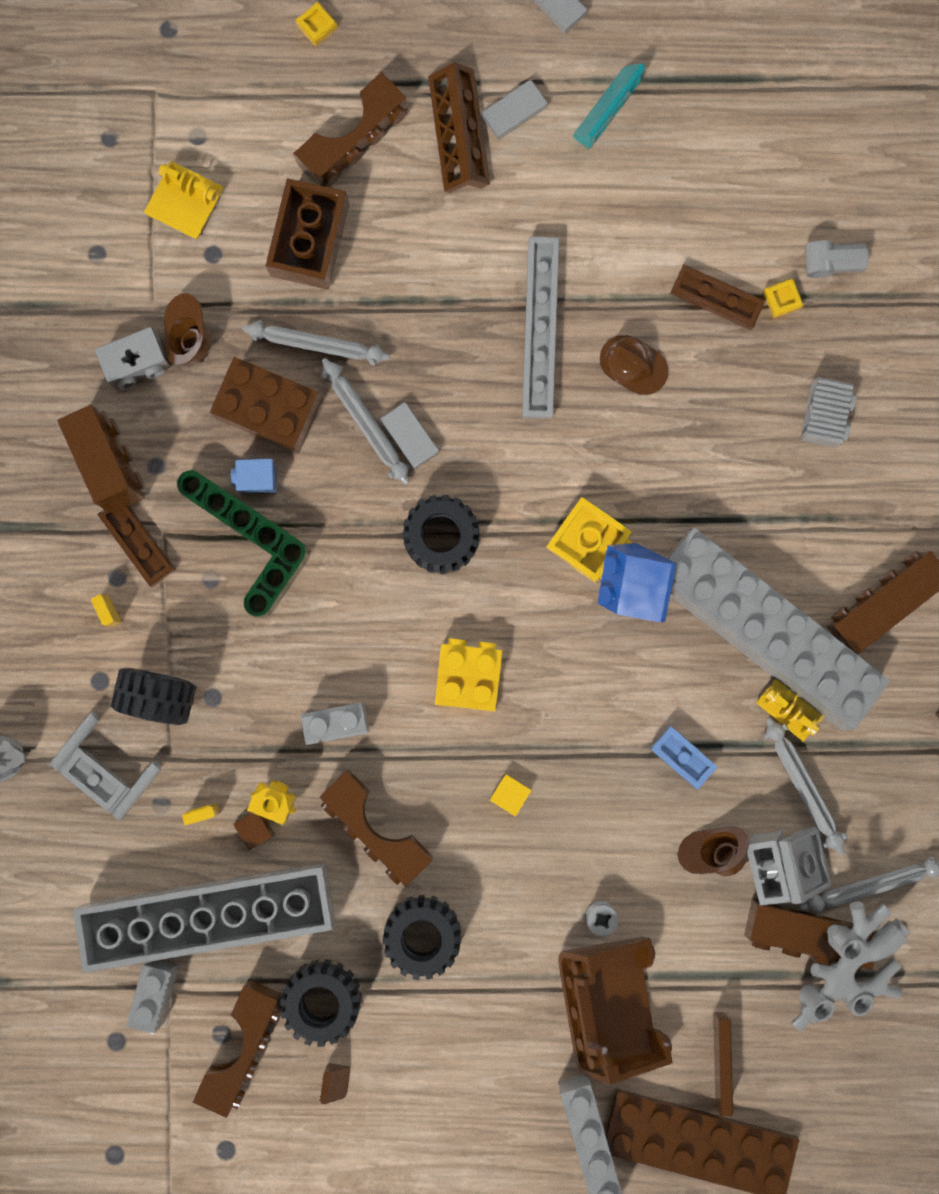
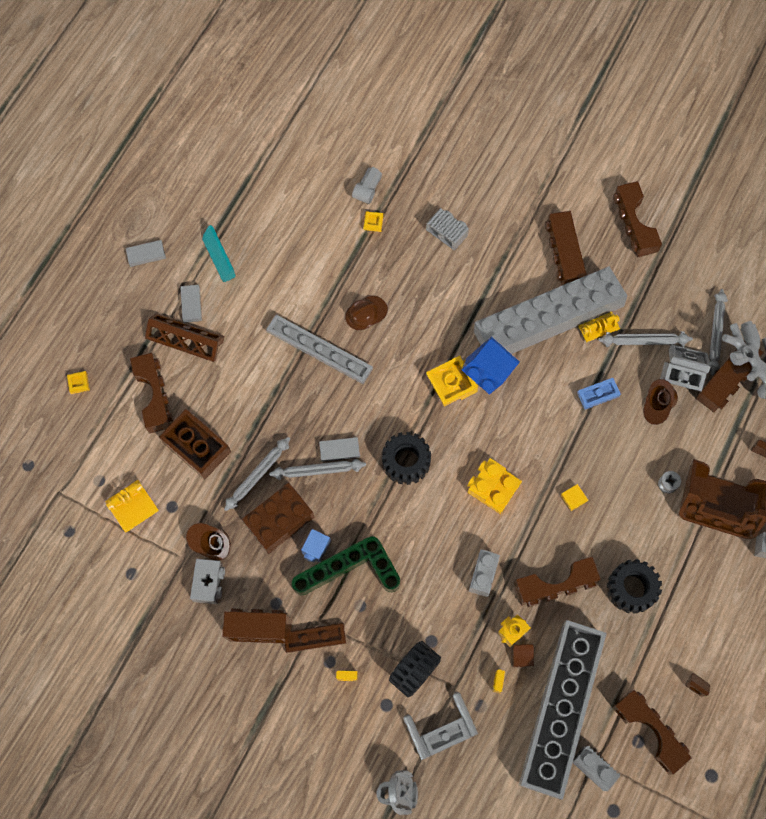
camera: 65 degrees left, 15 degrees down
(314, 1027) = (661, 657): black tyre -> none
(717, 297) = (354, 253): reddish brown tile -> none

